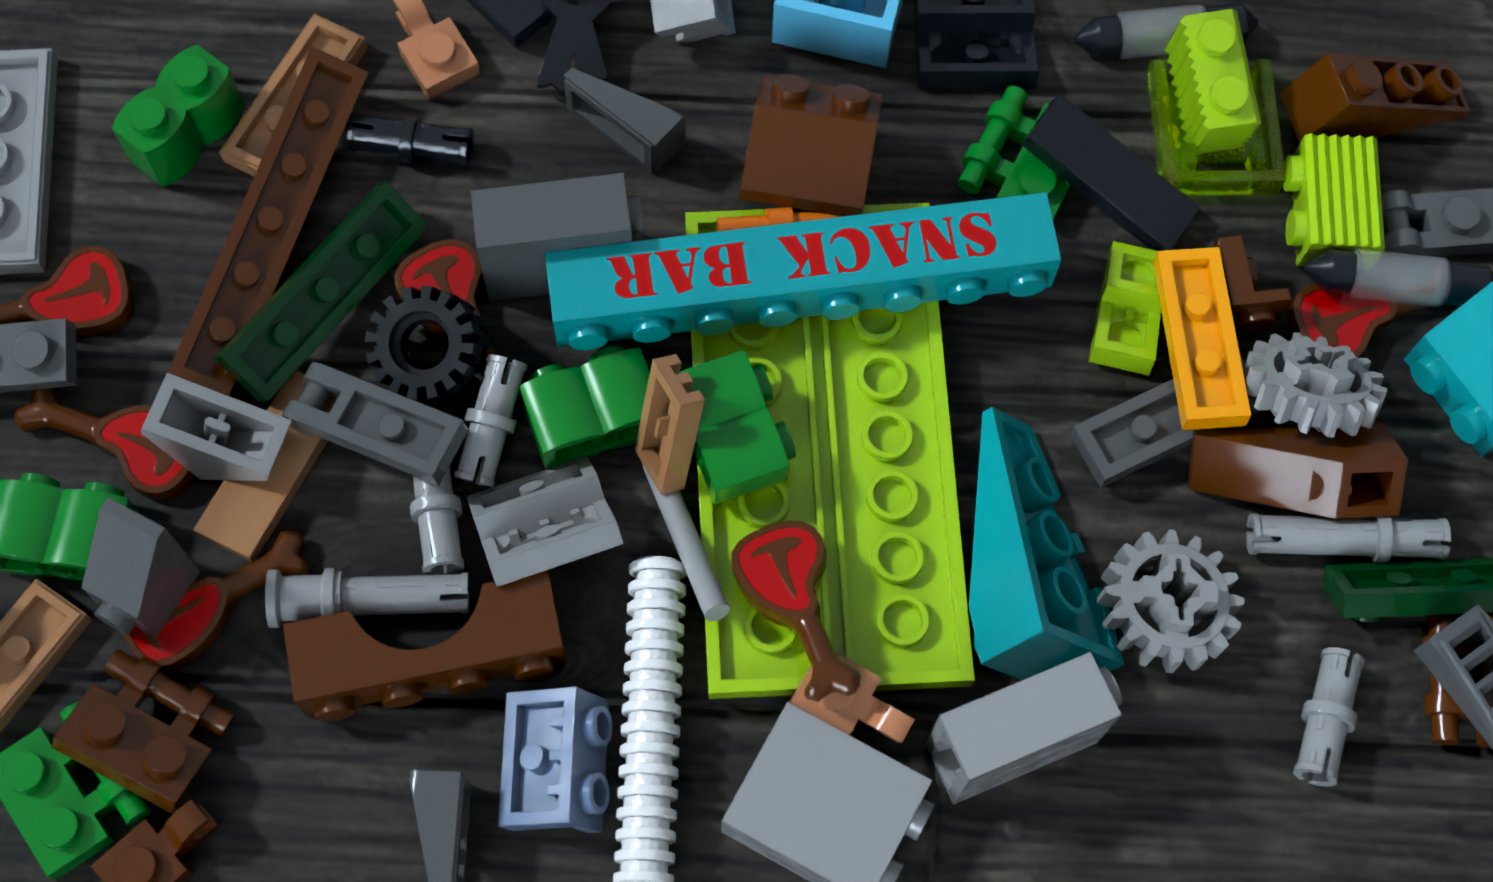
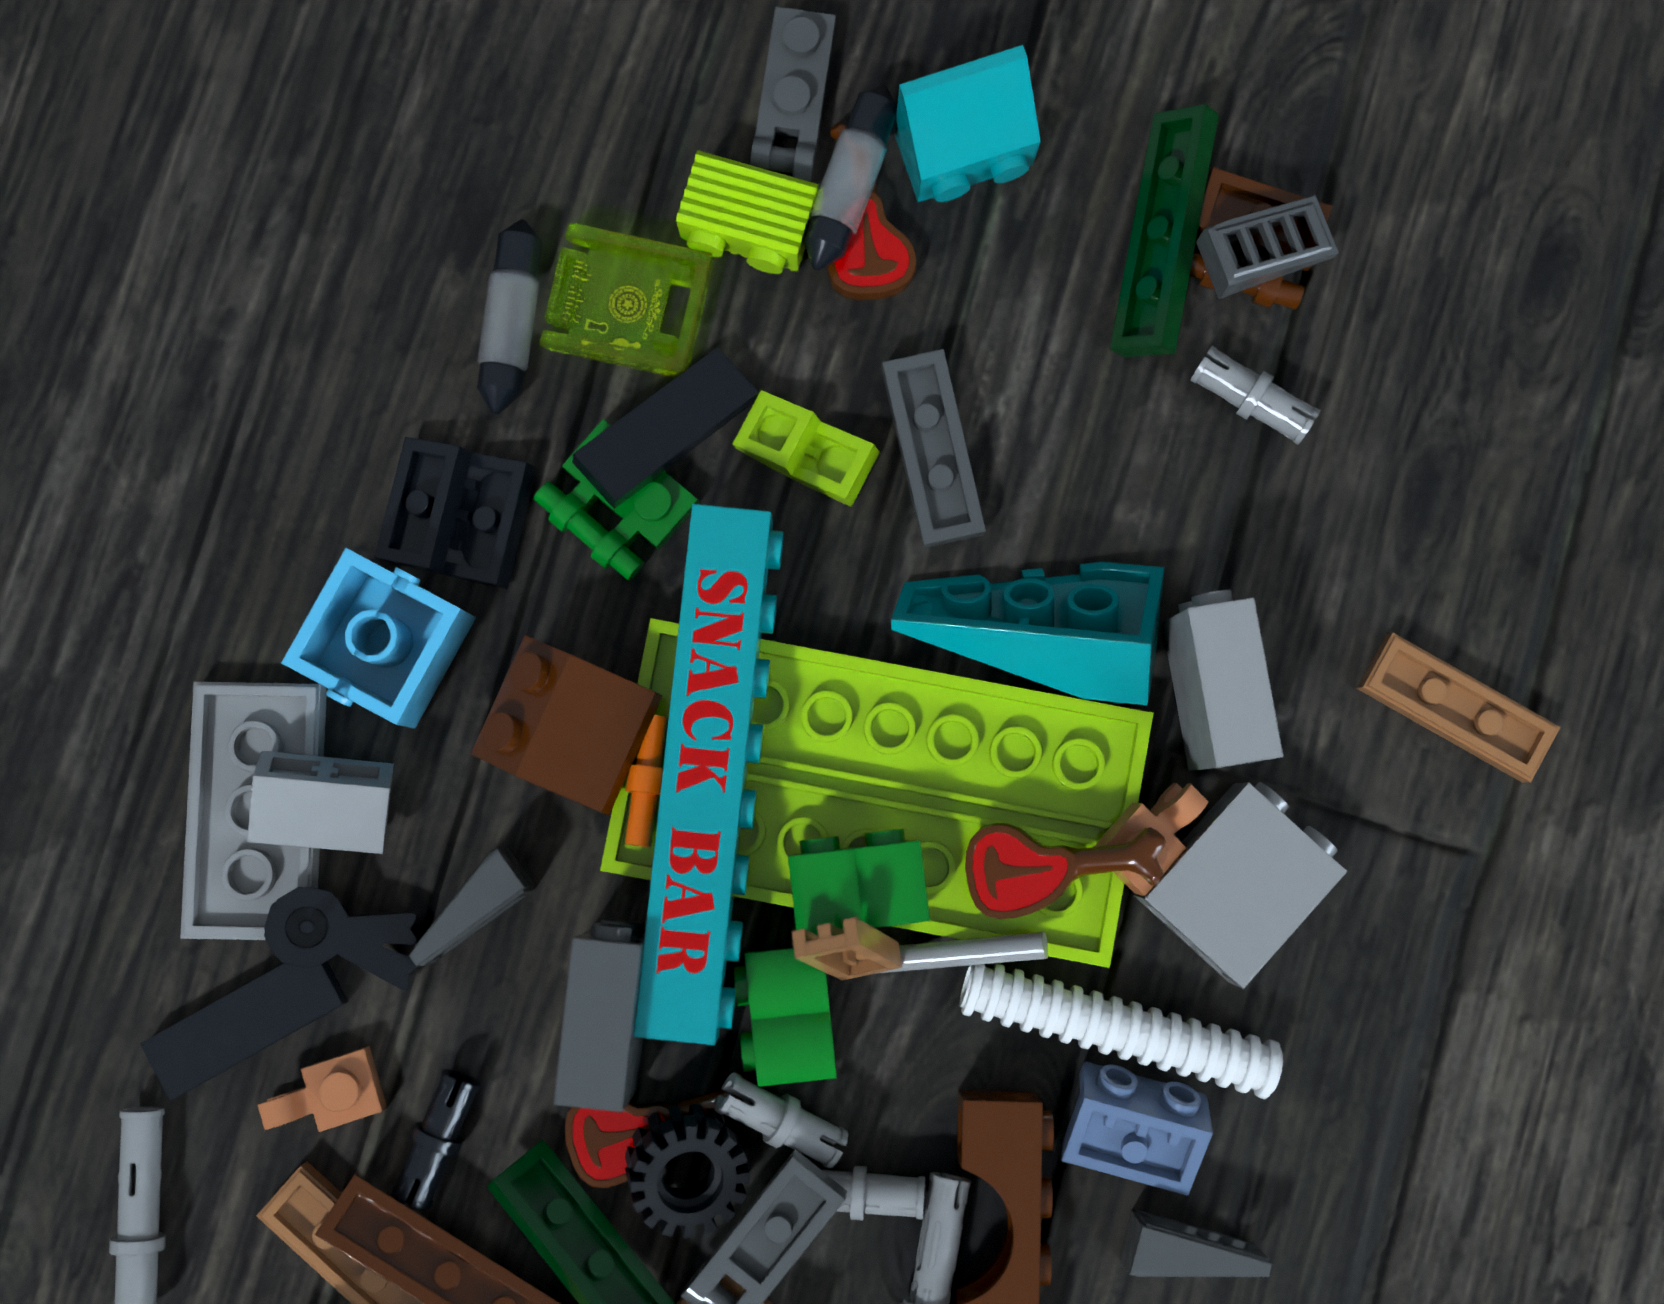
camera: 75 degrees left, 15 degrees up
(543, 520) = (902, 1091): light grey slope -> none
(1170, 601) = (1141, 513): light grey gear -> none
(1201, 339) = (870, 395): light orange plate -> none
(1213, 81) = (593, 291): lime brick -> none
(1251, 309) = (811, 344): reddish brown bracket -> none
(1301, 470) = (1024, 328): reddish brown slope -> none
(1313, 384) = (948, 304): light grey gear -> none
(1370, 537) = (1094, 300): light grey pin -> none
(1372, 96) = (641, 135): reddish brown slope -> none

